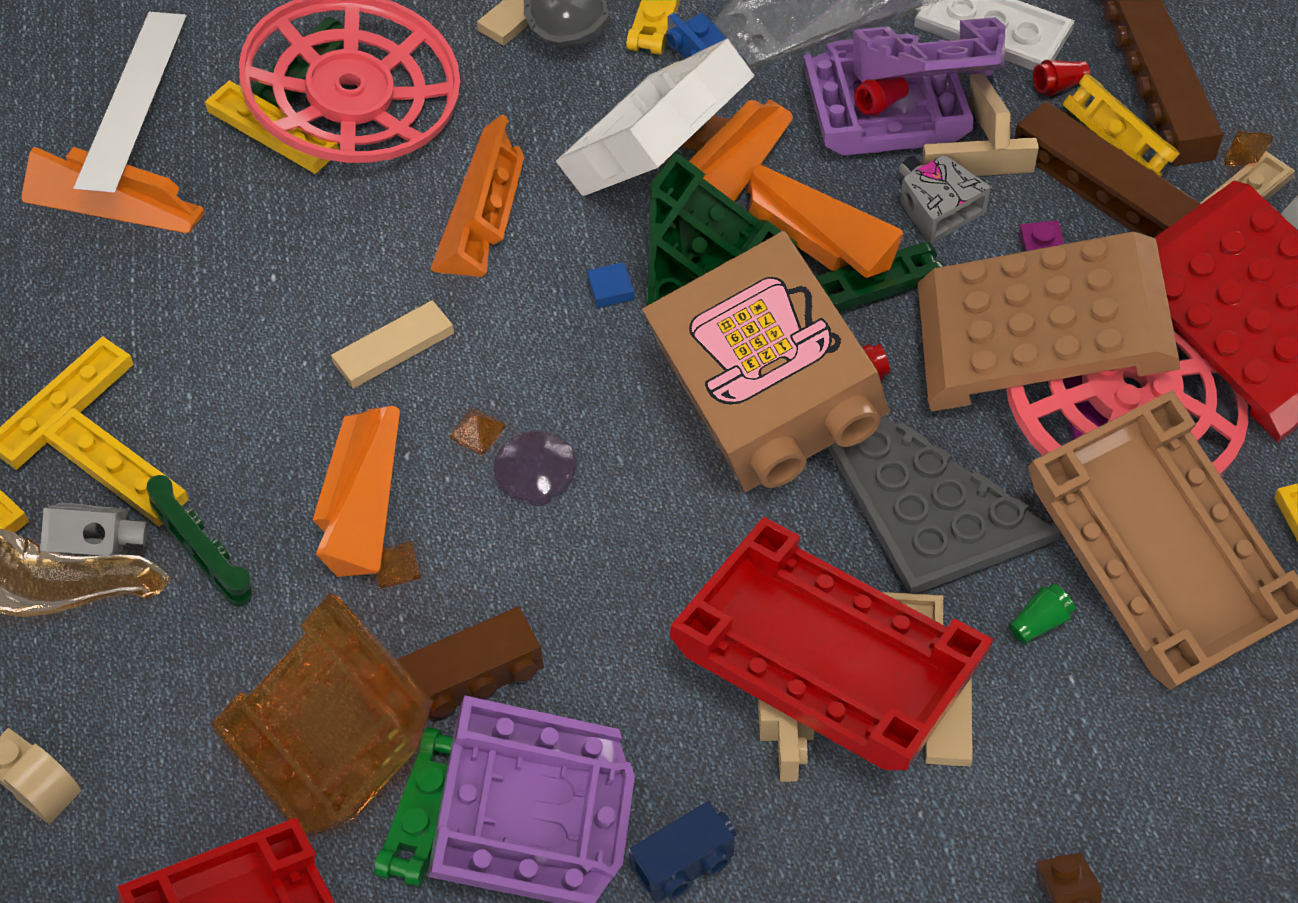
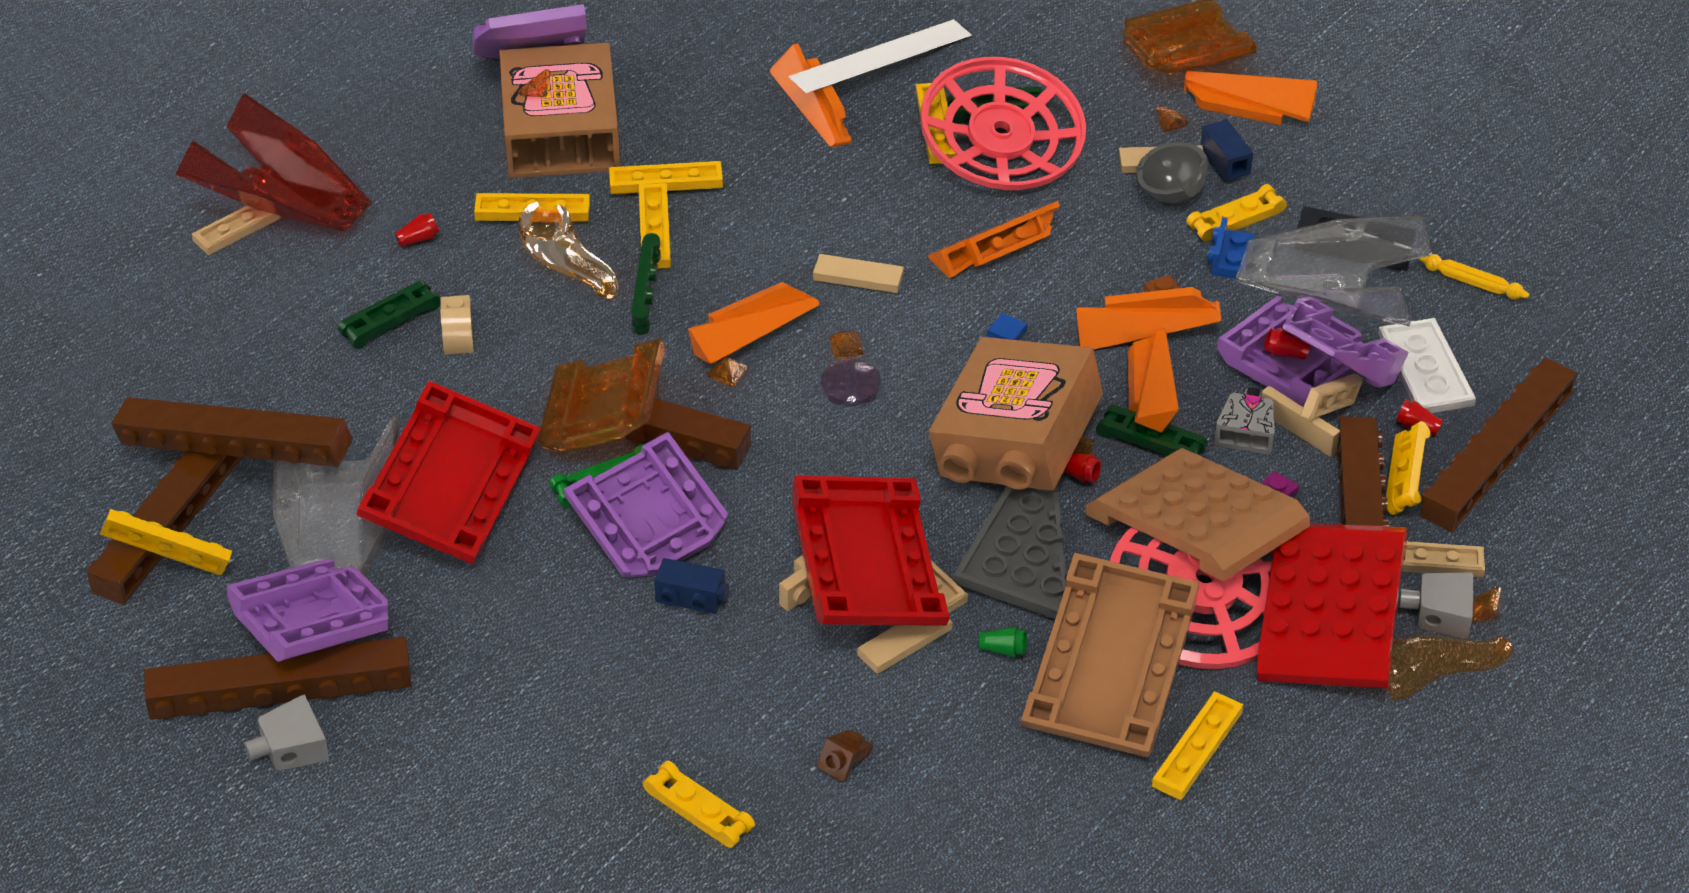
camera: 45 degrees right, 10 degrees down
(74, 530) = (602, 238): light grey torso -> none
(655, 118) = (1121, 254): white tile -> none
(694, 228) = (1084, 318): dark green wedge -> none
(1247, 148) = (1472, 534): clear orange slope -> none

